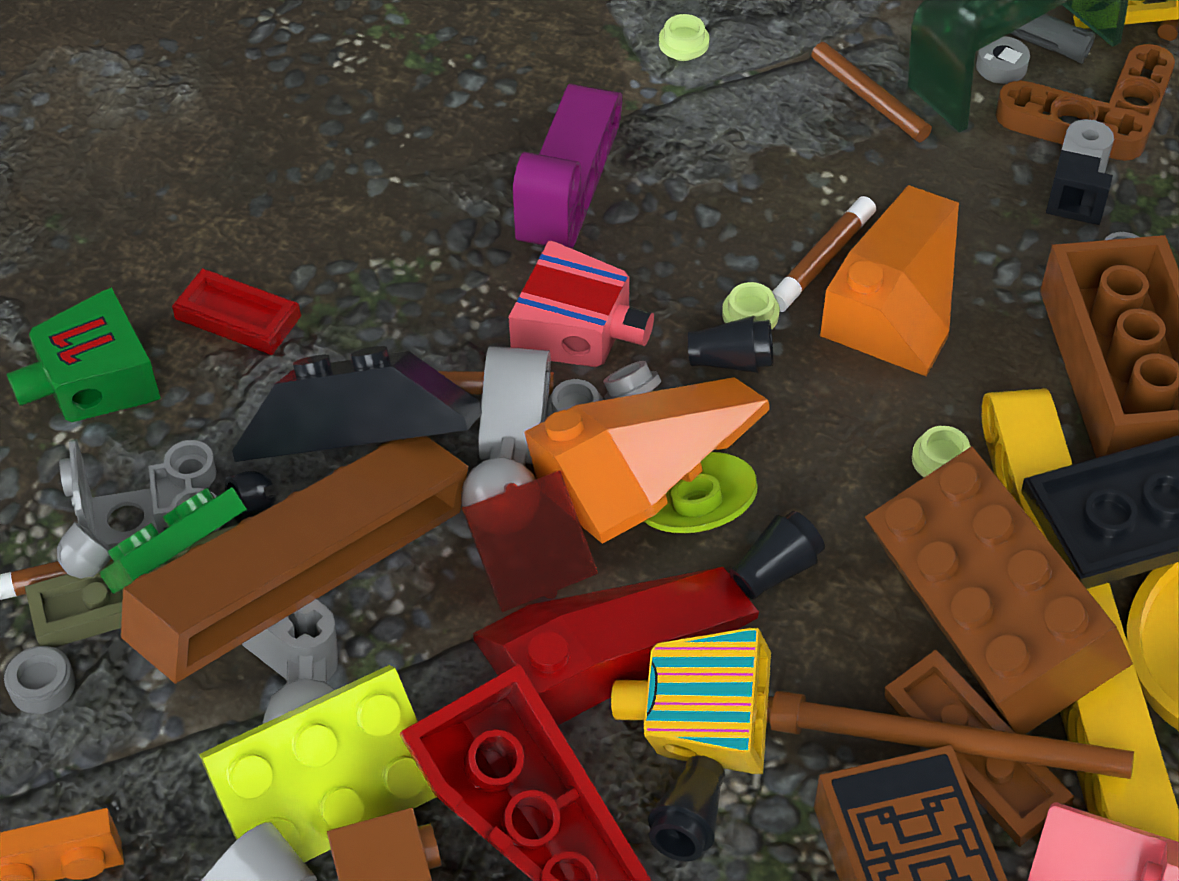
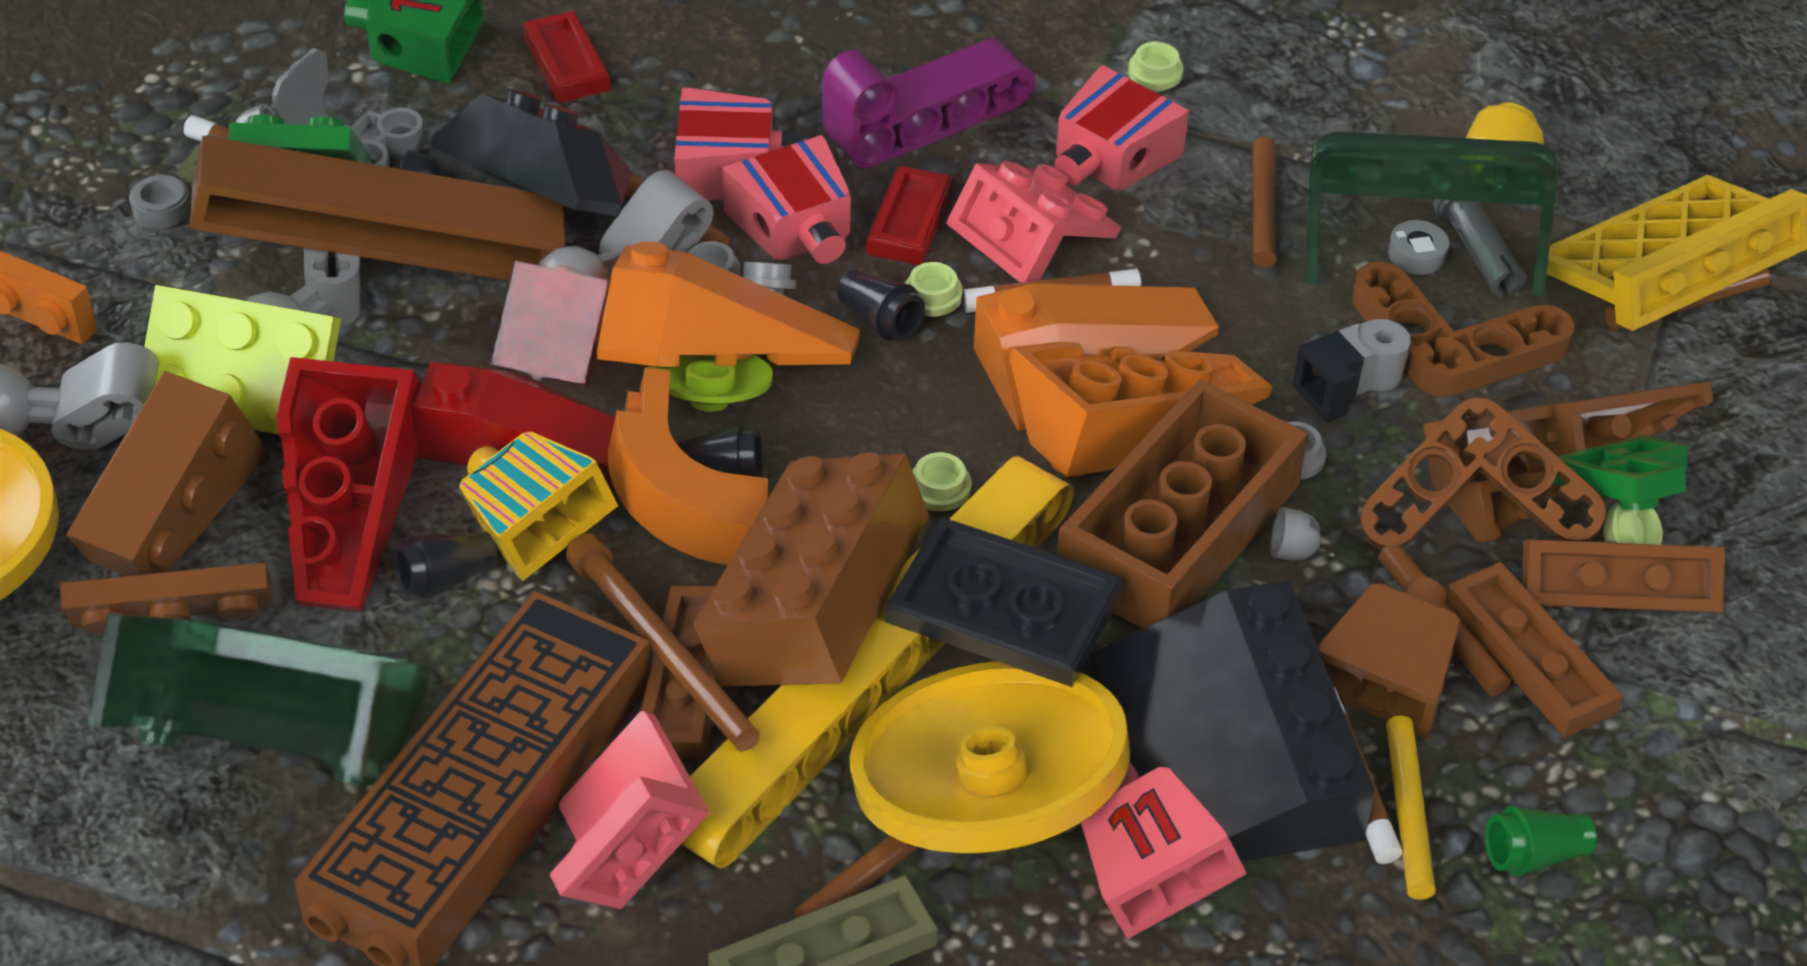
camera: 40 degrees right, 5 degrees down
(464, 298) = (720, 131): none -> torso
(656, 264) = (909, 215): none -> red tile
(723, 102) = (1118, 131): none -> coral torso
(749, 210) = (1023, 214): none -> coral bracket
(794, 609) = (667, 490): none -> orange arch
(986, 302) = (1098, 408): none -> orange wedge

